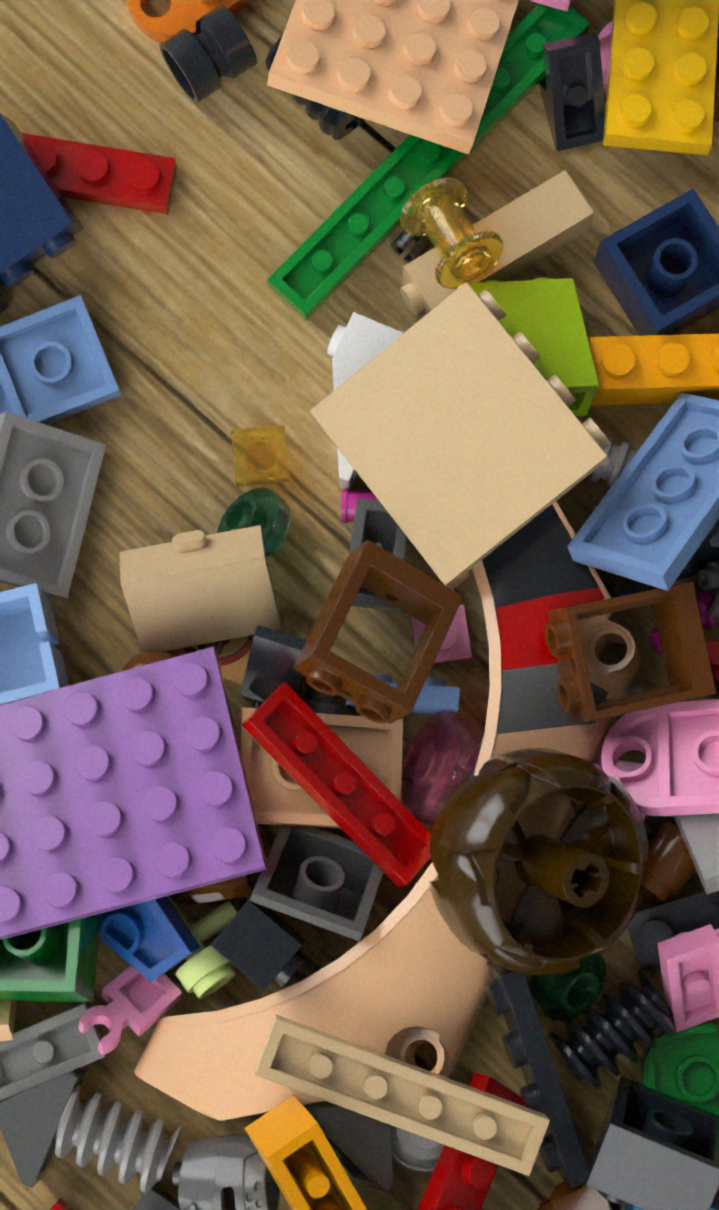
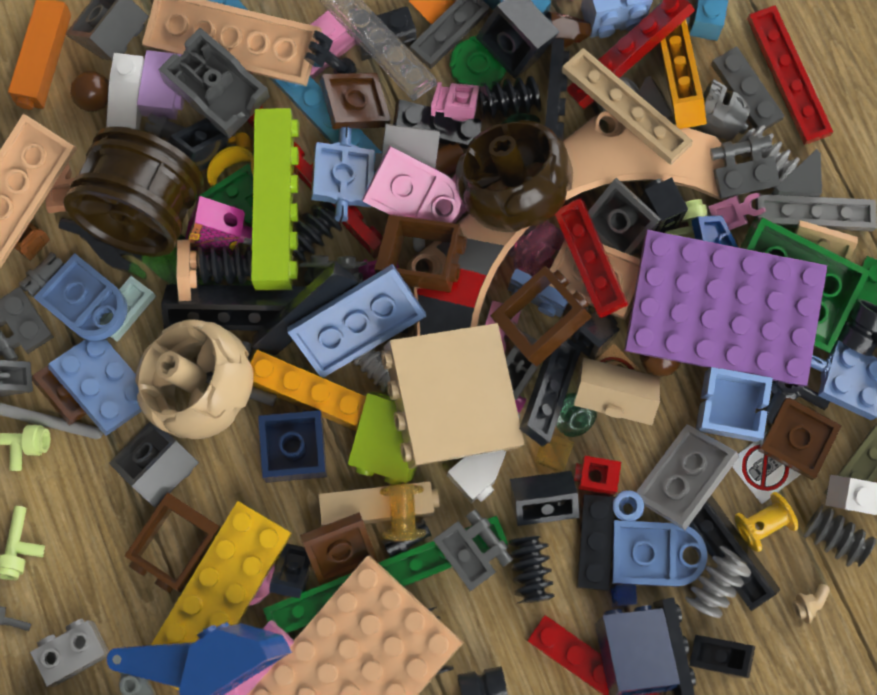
camera: 160 degrees left, 5 degrees down
(54, 278) = (624, 596): none -> clear blue piece
(102, 411) = (632, 498): none -> light blue piece
(134, 352) = (595, 543): none -> black plate
(135, 1069) = (747, 176): none -> dark grey plate
(158, 438) = (609, 475): none -> red brick
(209, 257) = (531, 569): none -> black piece
(243, 370) = (544, 498): none -> black brick
(307, 525) = (550, 393): none -> black plate
(325, 223) = (465, 556): none -> dark grey plate
(521, 150) = (338, 548): none -> reddish brown plate

